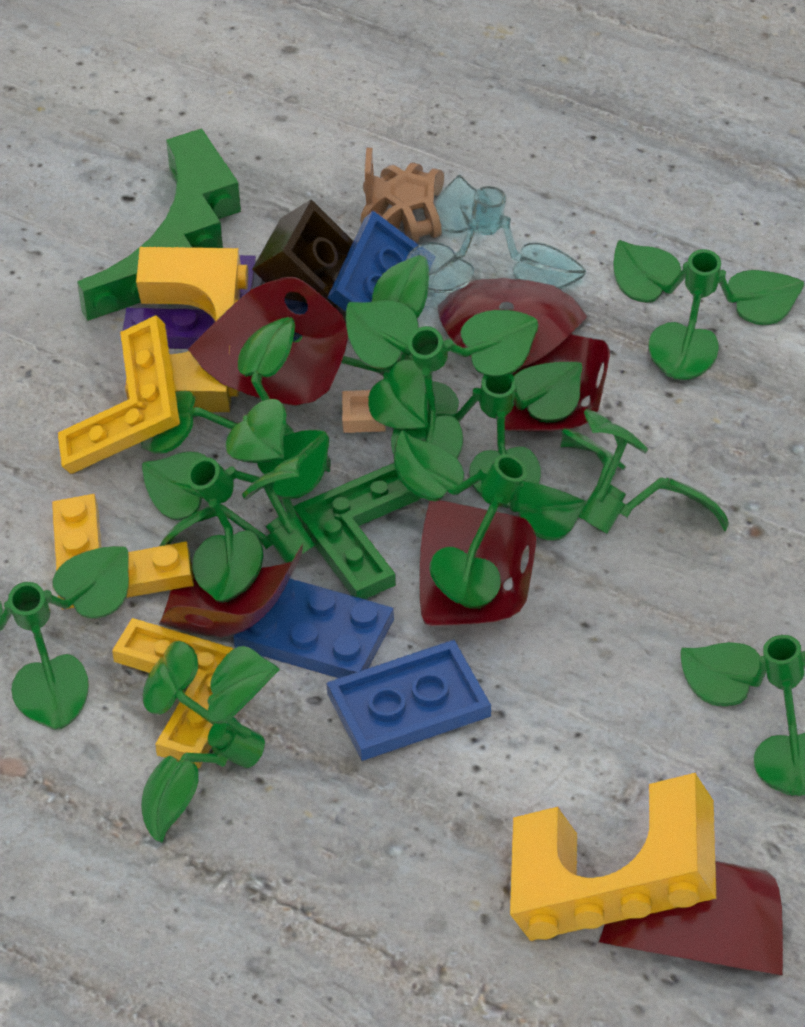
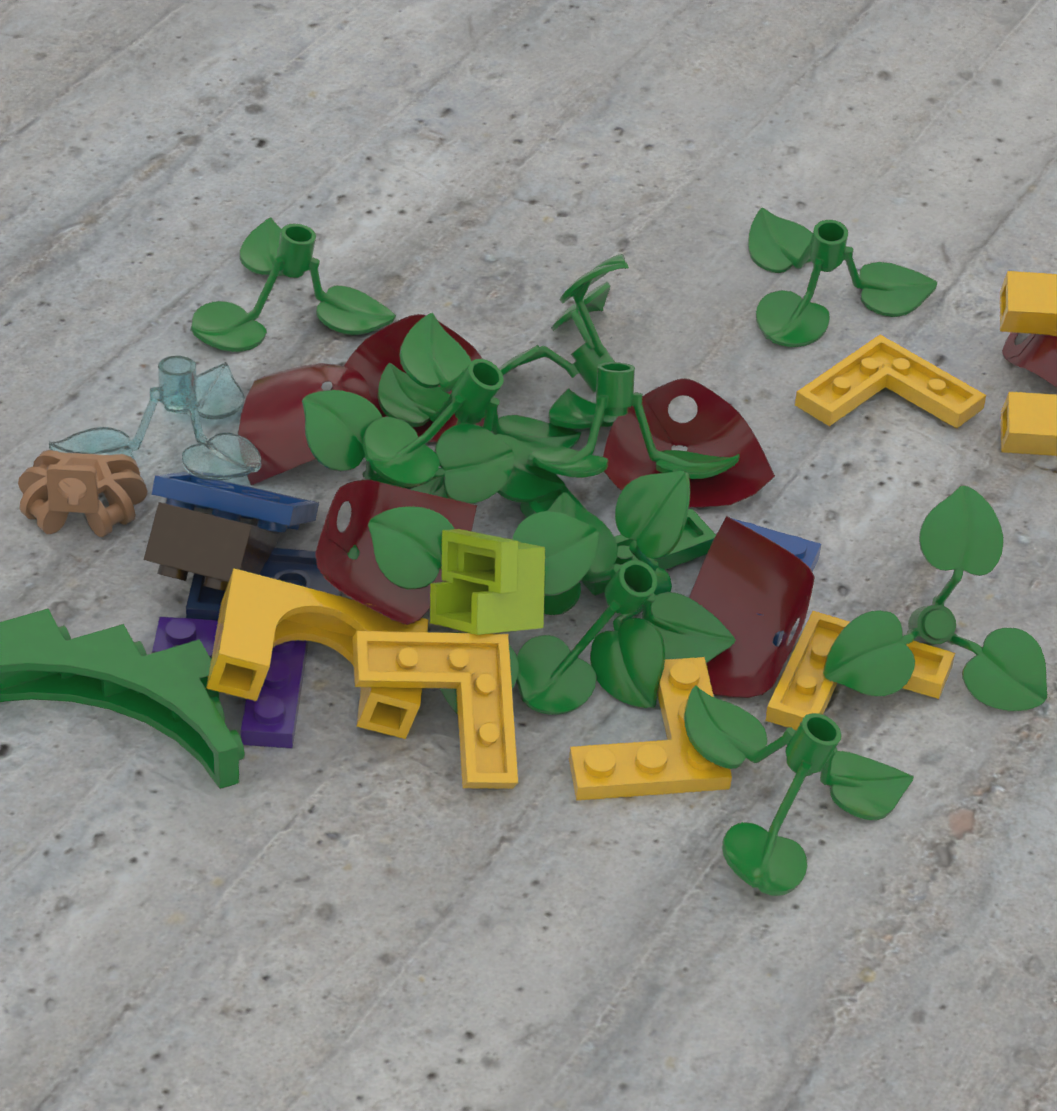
camera: 95 degrees left, 5 degrees down
(216, 394) = (489, 584): none -> lime plate
(408, 700) = (851, 511): blue plate -> none
(638, 747) = (888, 365): none -> yellow plate

